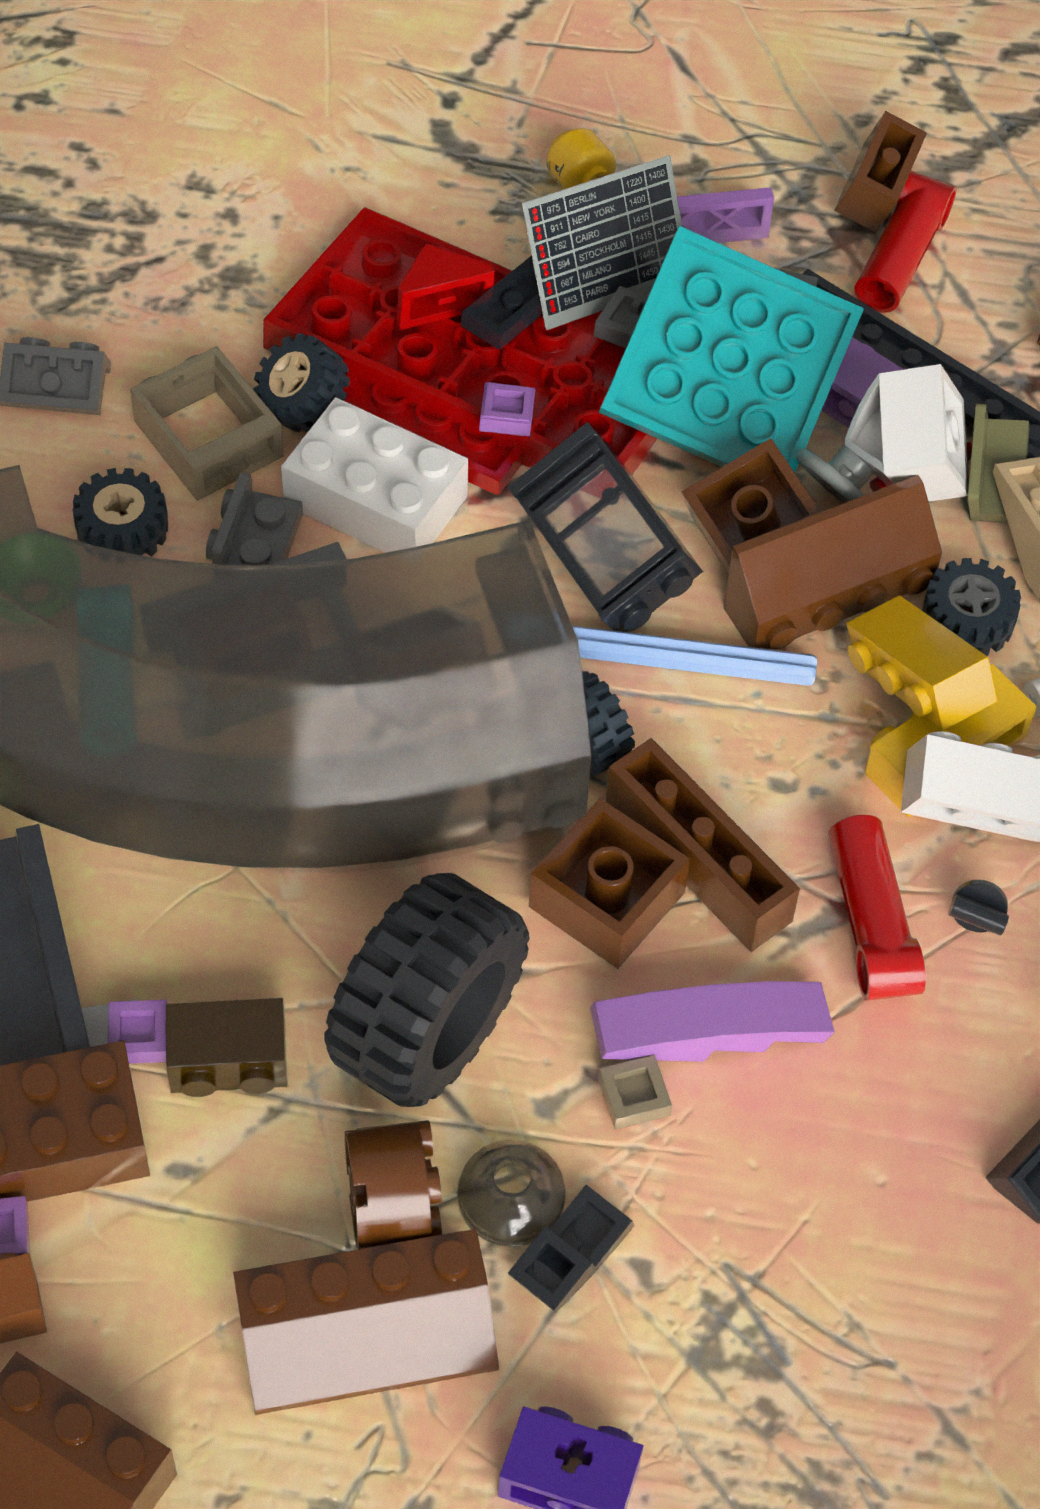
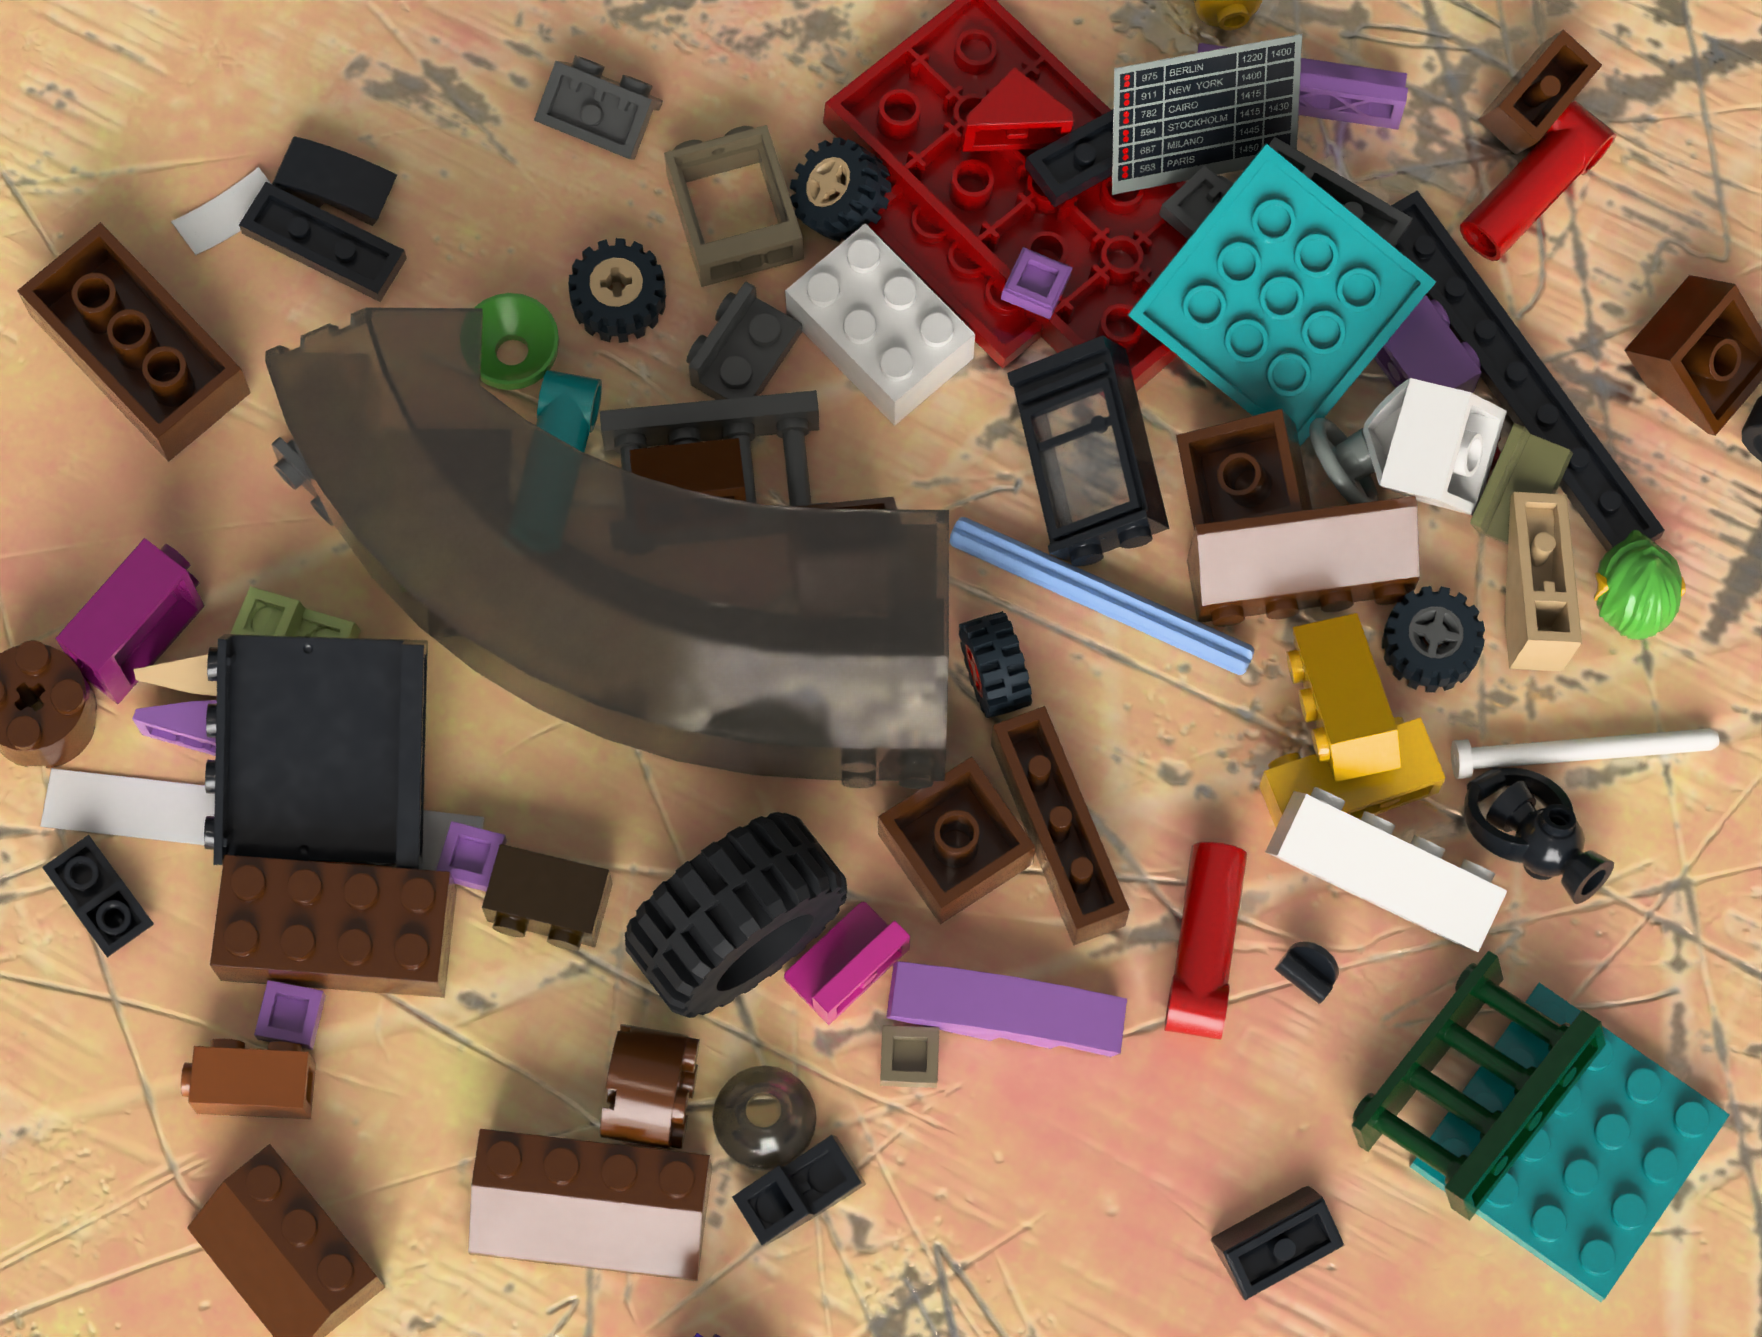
camera: 20 degrees right, 15 degrees up
(542, 1026) = (847, 961): none -> dark pink panel

